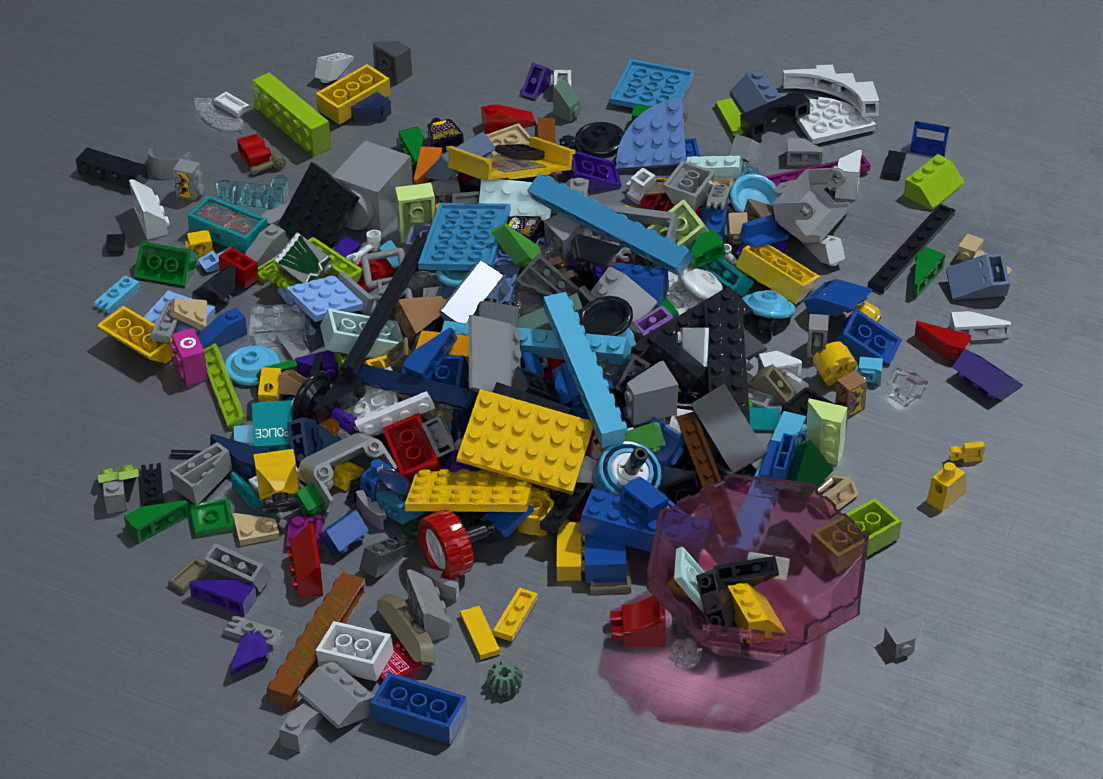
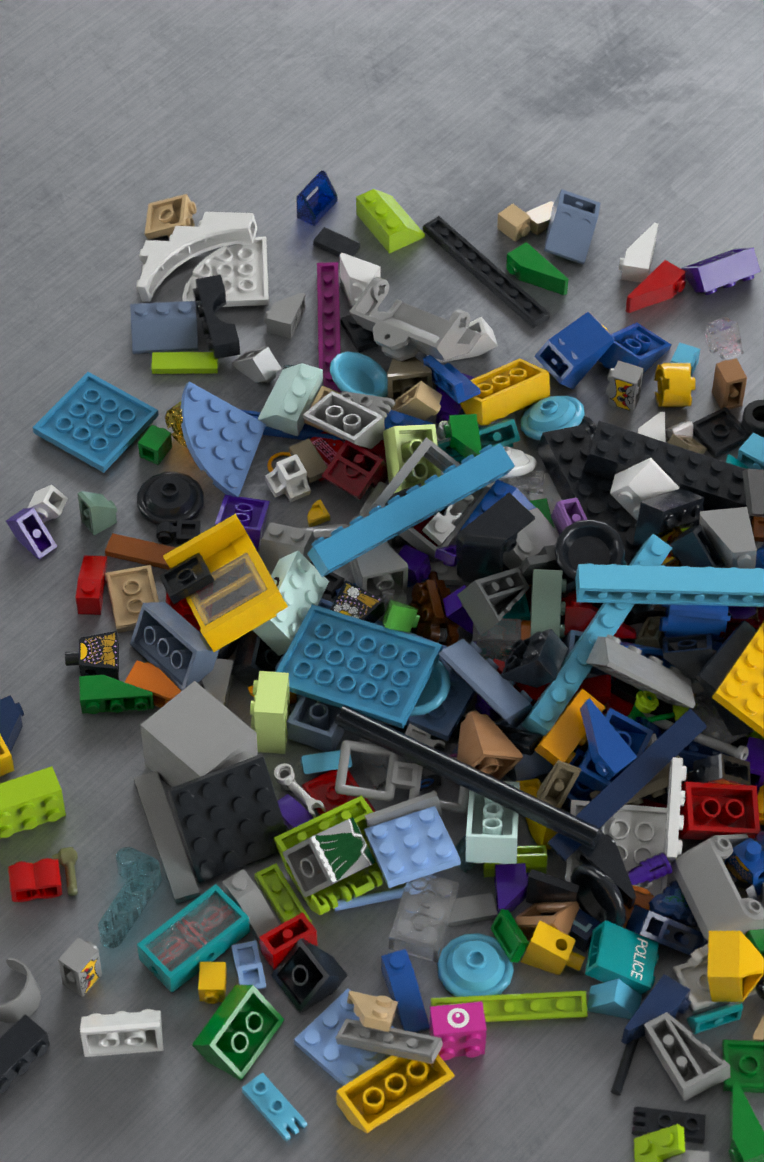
camera: 75 degrees left, 10 degrees up
(115, 242) = (166, 1088): black plate -> none
(870, 72) = (167, 214): none -> tan plate

